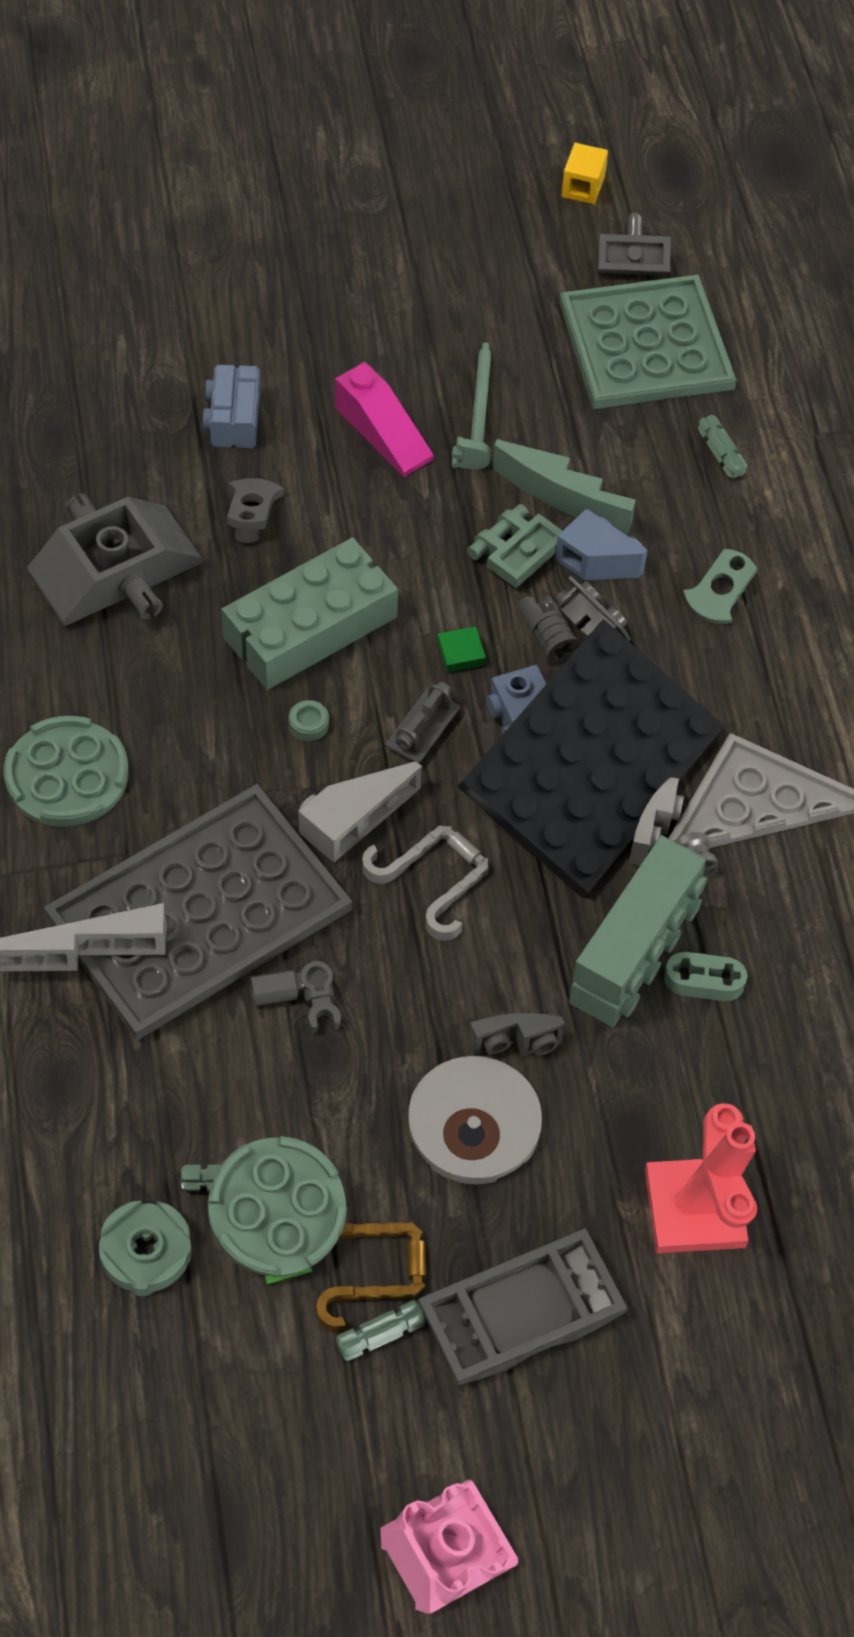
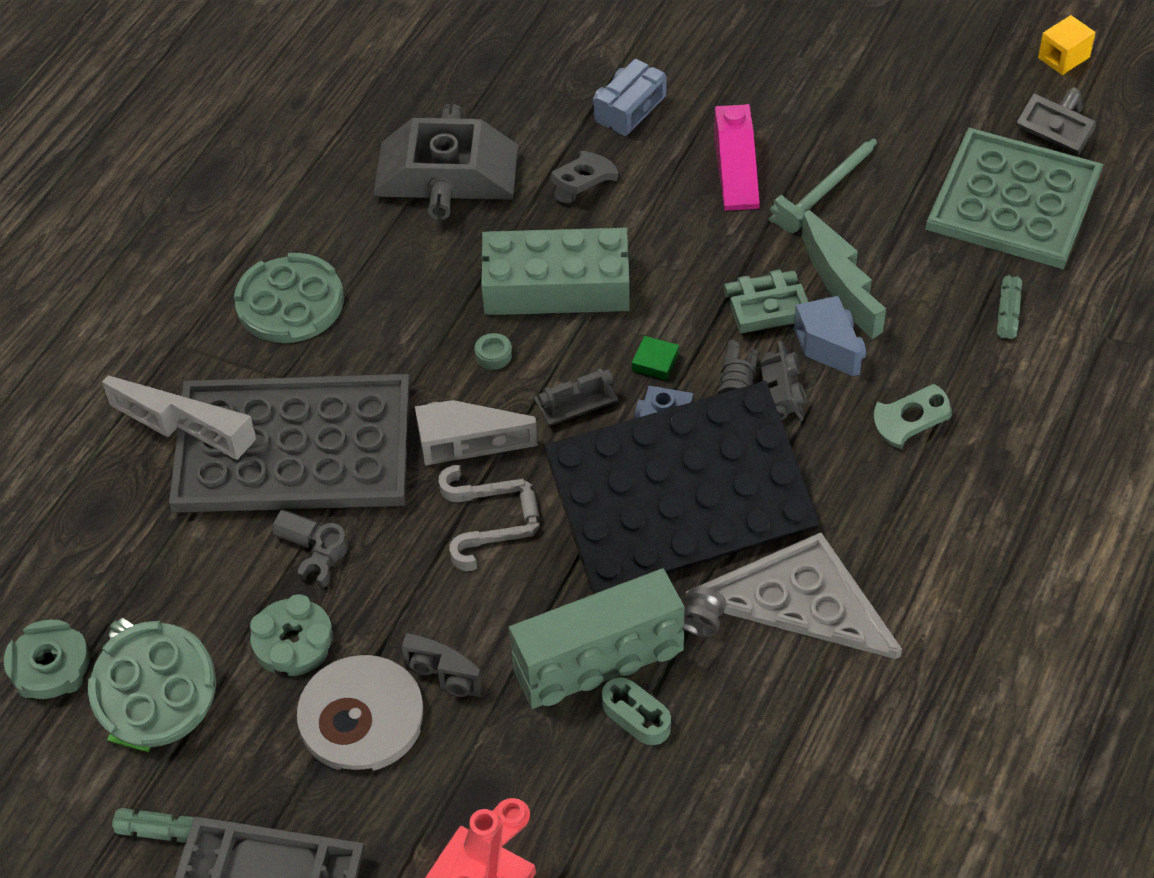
camera: 40 degrees right, 5 degrees down
(364, 1109) = (286, 616): none -> sand green plate
(416, 1272) = (219, 798): pearl gold piece -> none
(656, 820) = (700, 561): light grey slope -> none

